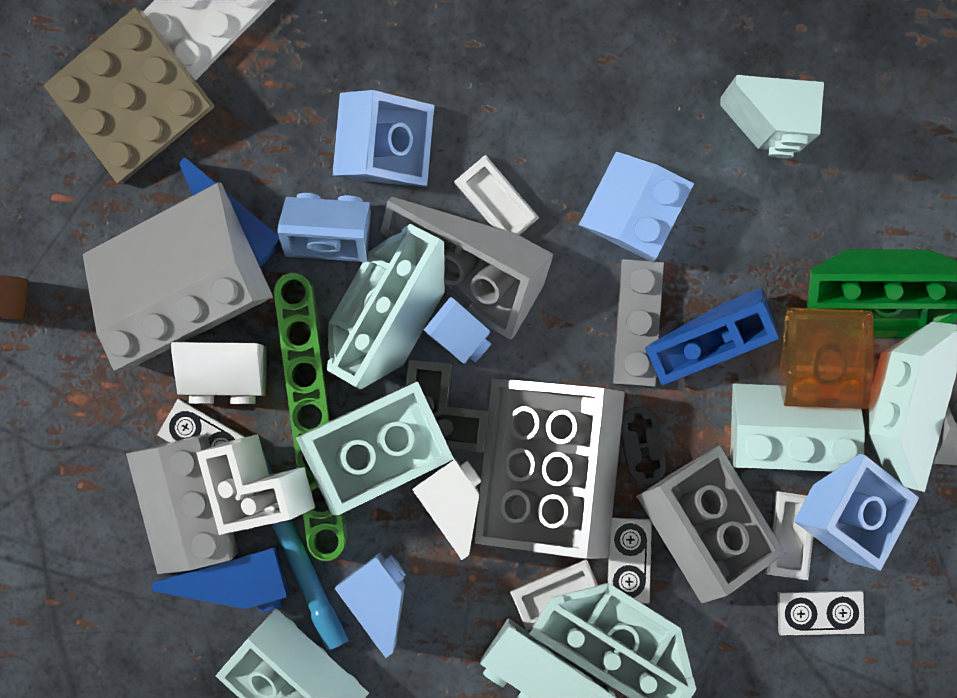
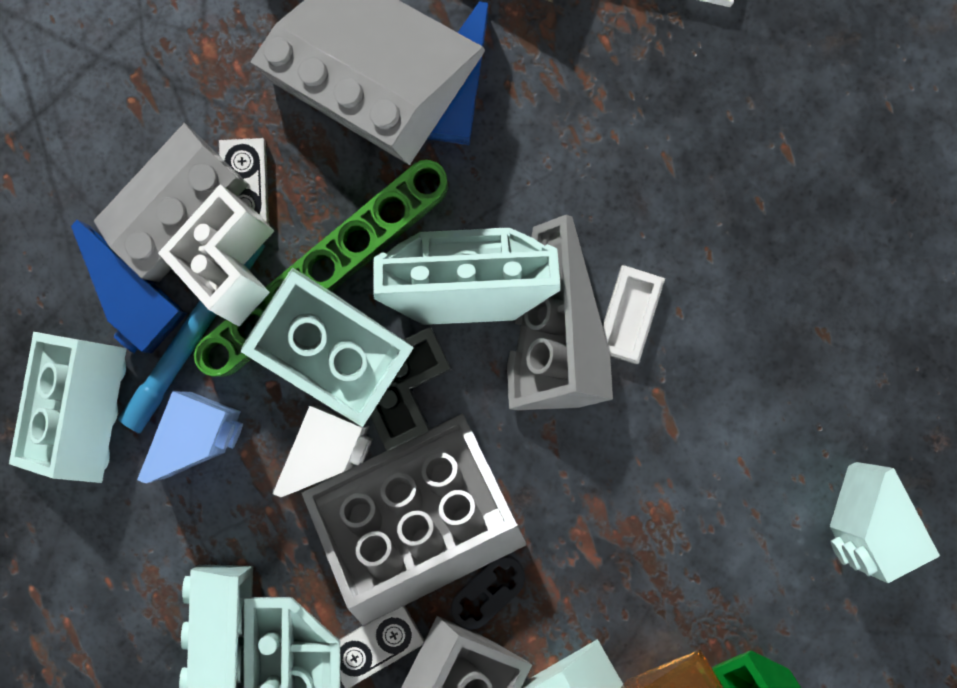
camera: 55 degrees right, 0 degrees up
(221, 370) = (312, 159): white slope -> none
(325, 228) = (504, 173): light blue slope -> none
(383, 139) = (620, 175): light blue slope -> none
(459, 332) = (485, 357): light blue slope -> none
(534, 596) = (288, 580): white tile -> none
(636, 205) = (707, 447): light blue slope -> none
(637, 321) = (598, 516): light grey plate -> none
(715, 337) = (630, 597): blue slope -> none

